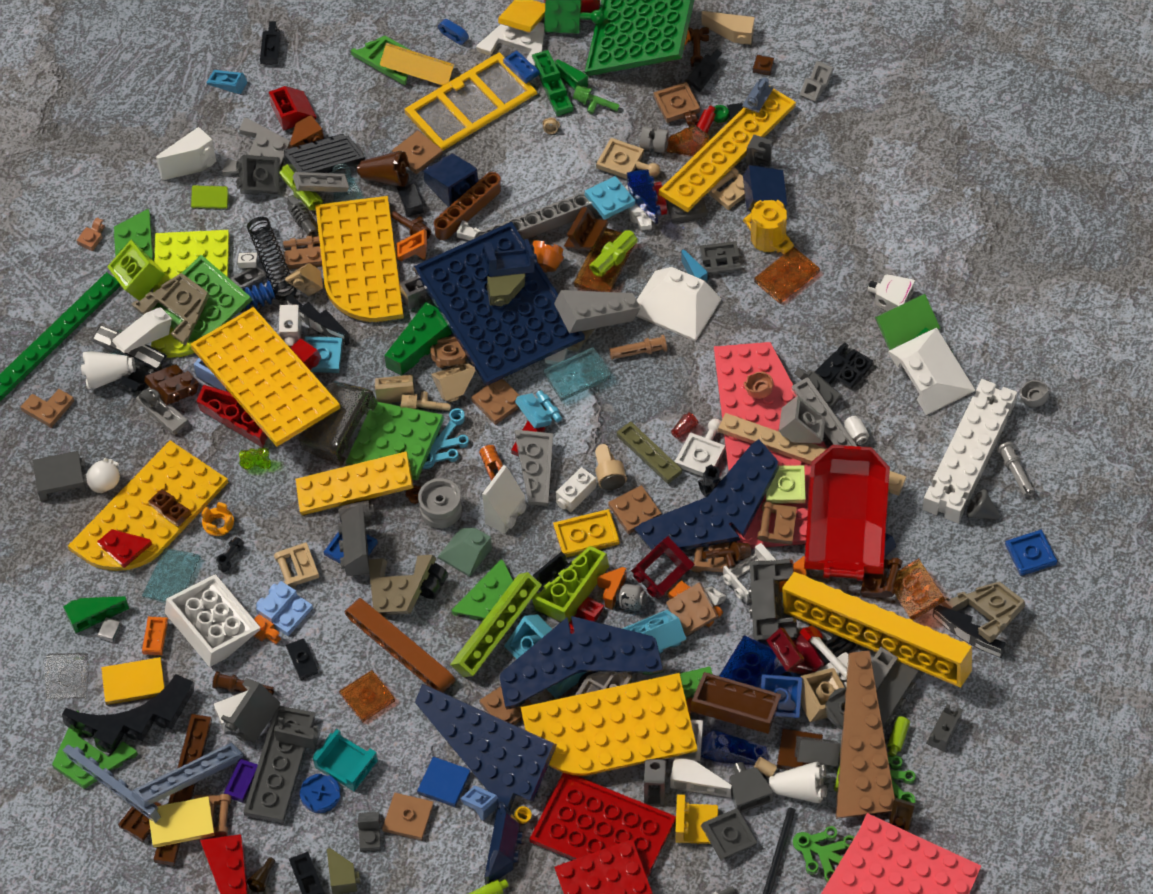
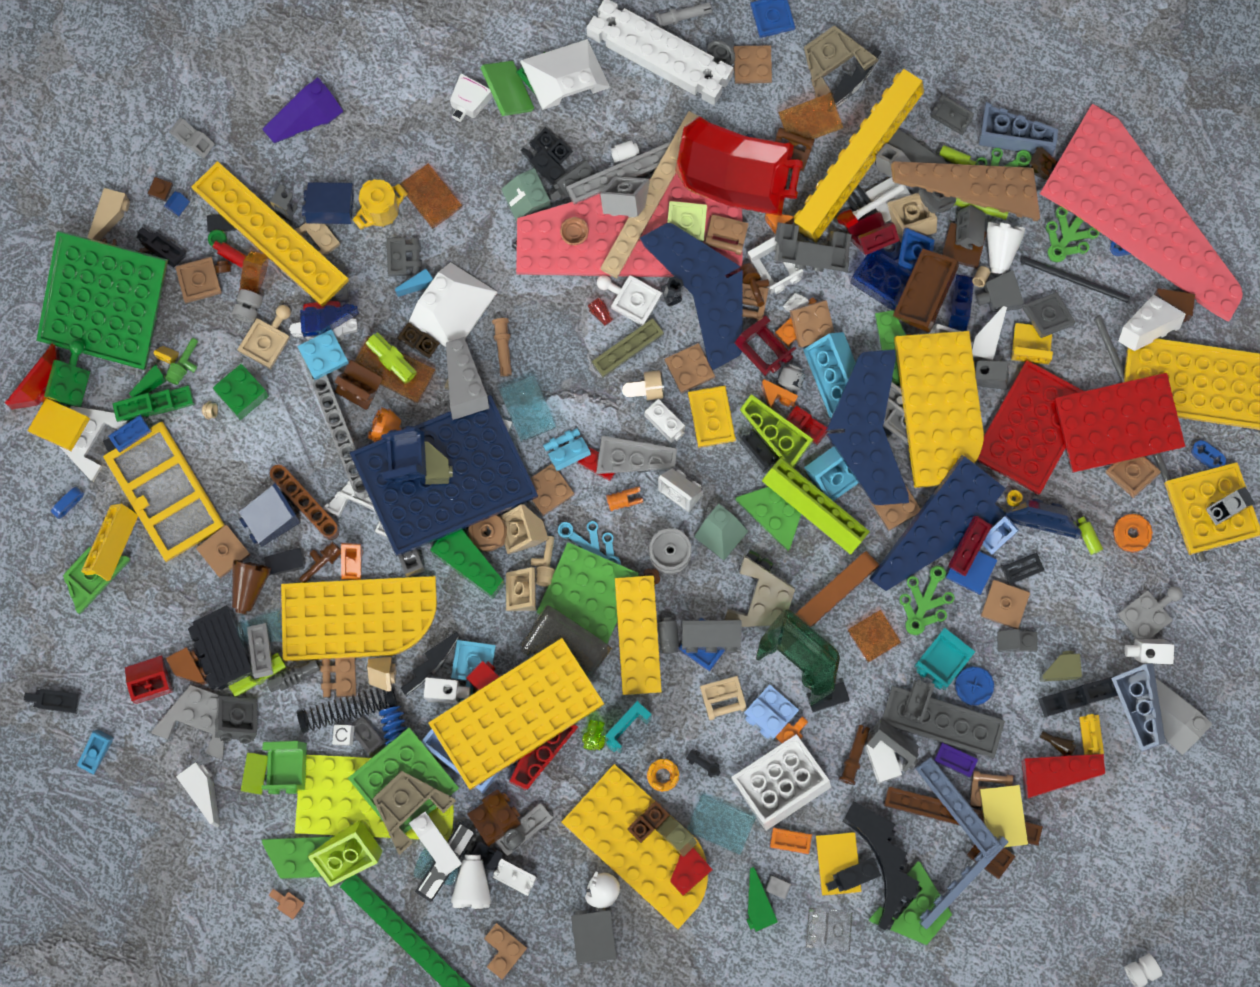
camera: 85 degrees left, 20 degrees up
(118, 408) = (514, 877): none -> white hinge
(119, 690) = (854, 876): none -> black hinge
(152, 528) = (676, 836): none -> olive slope
(214, 218) = (285, 766): none -> bright green panel
(253, 470) = (618, 729): none -> teal panel
(349, 624) = (805, 650): none -> clear green windscreen
(405, 738) = (924, 603): none -> bright green plant
(455, 845) = (1007, 575): none -> black tile
(465, 771) = (969, 545): none -> dark red tile
(569, 144) = (240, 392): none -> green brick
(601, 86) = (166, 354): none -> yellow slope
(638, 279) = (418, 340): none -> dark brown slope
(749, 78) = (177, 203): none -> blue slope
(758, 95) = (209, 196): sand blue hinge -> none
(800, 352) = (526, 194): none -> sand green slope
(860, 166) = (308, 109): none -> dark purple wedge
(932, 784) = (1015, 132): none -> sand blue wedge
(973, 538) = (752, 64): none -> medium nougat plate

